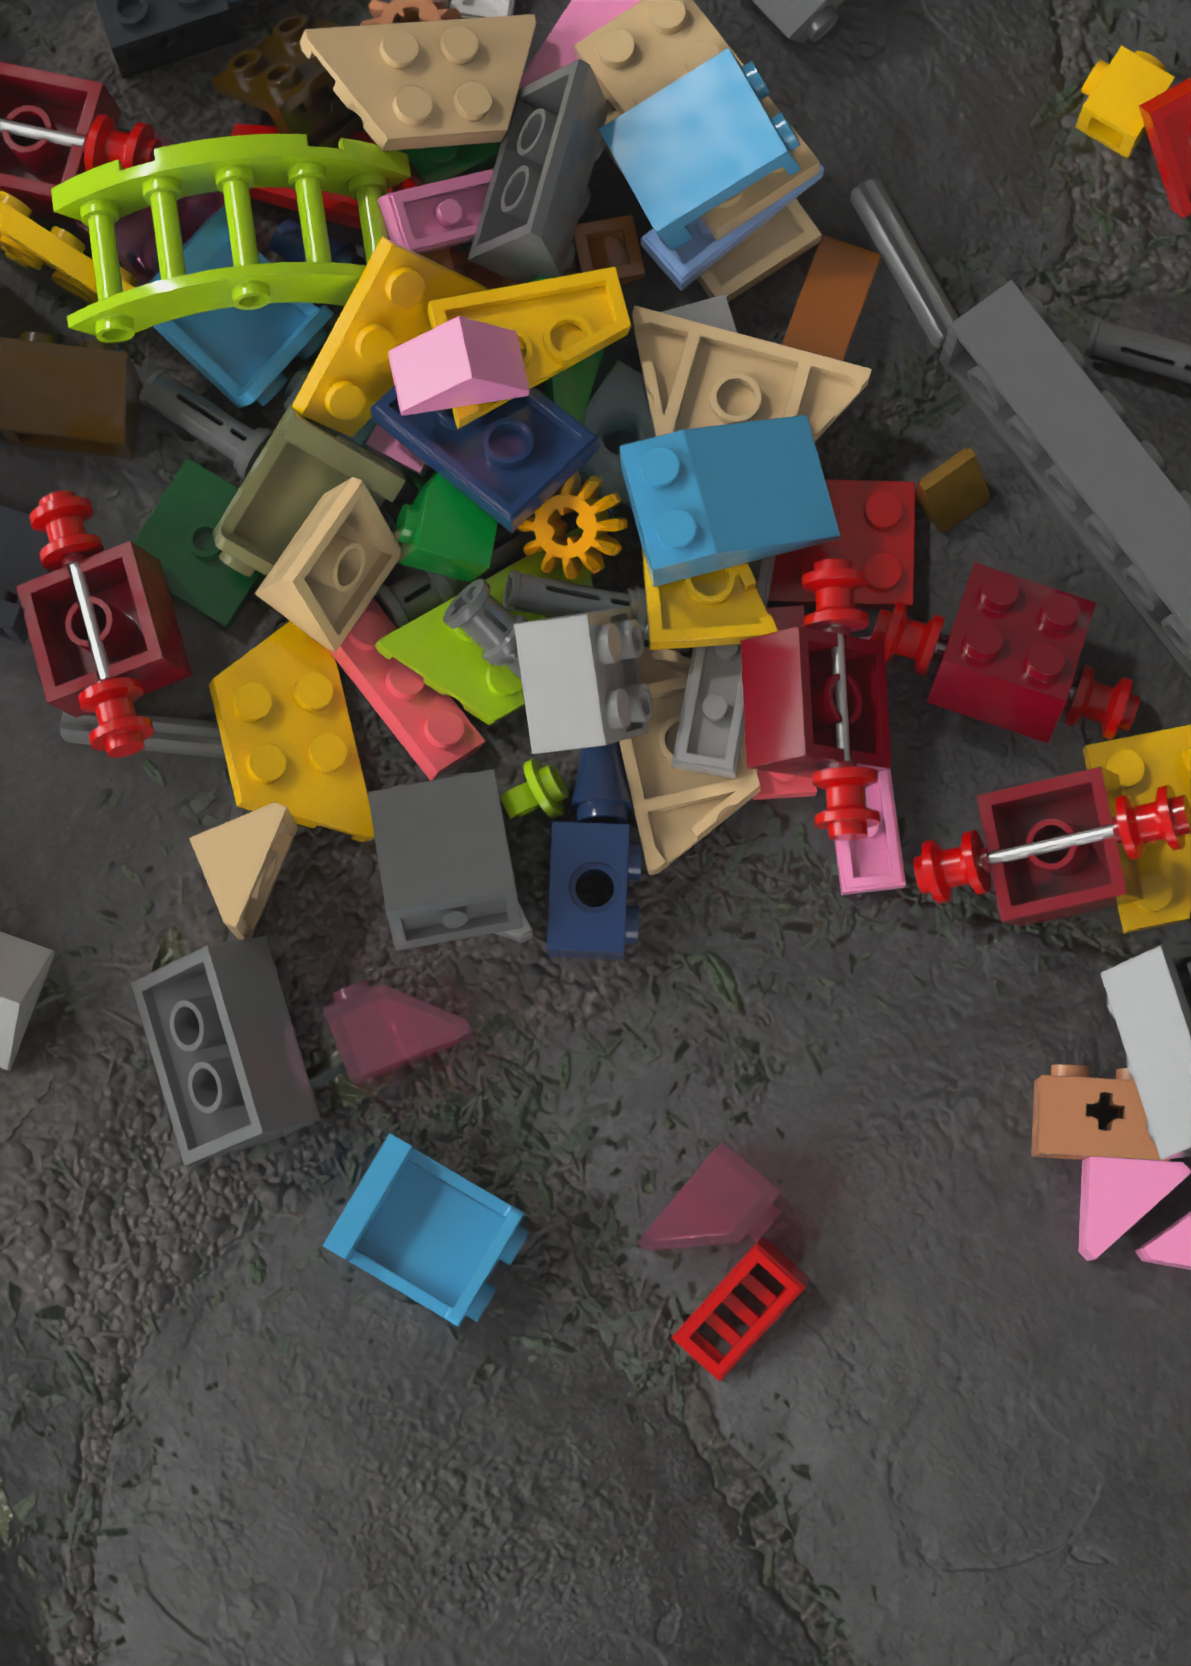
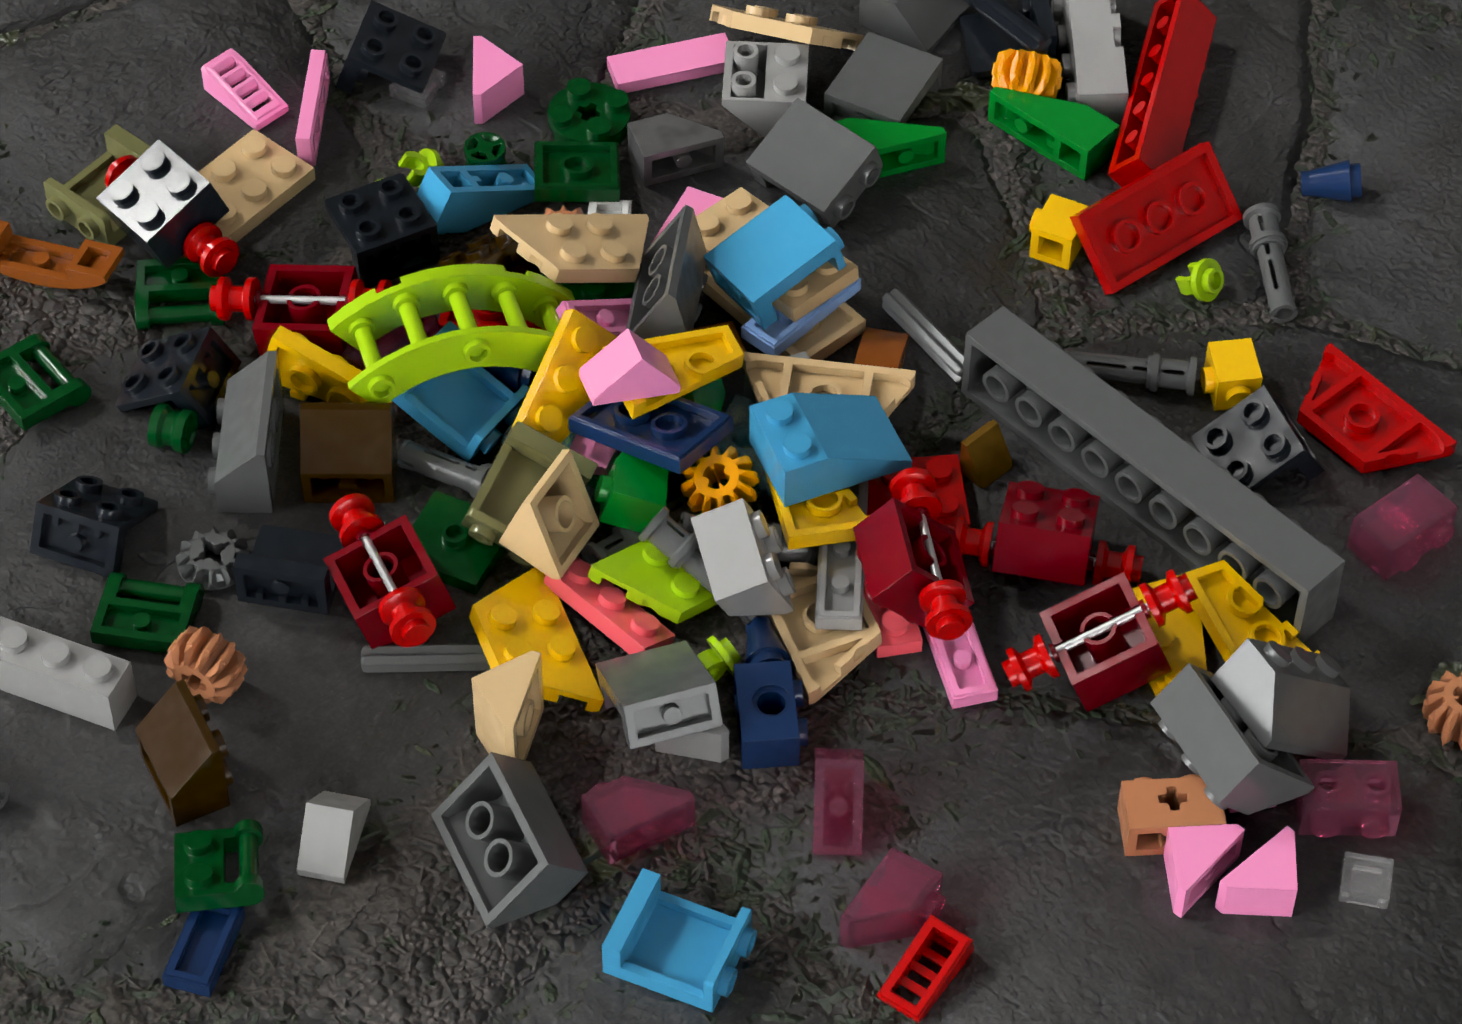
camera: 10 degrees left, 30 degrees down
(664, 1039) = (838, 801): none -> clear pink slope

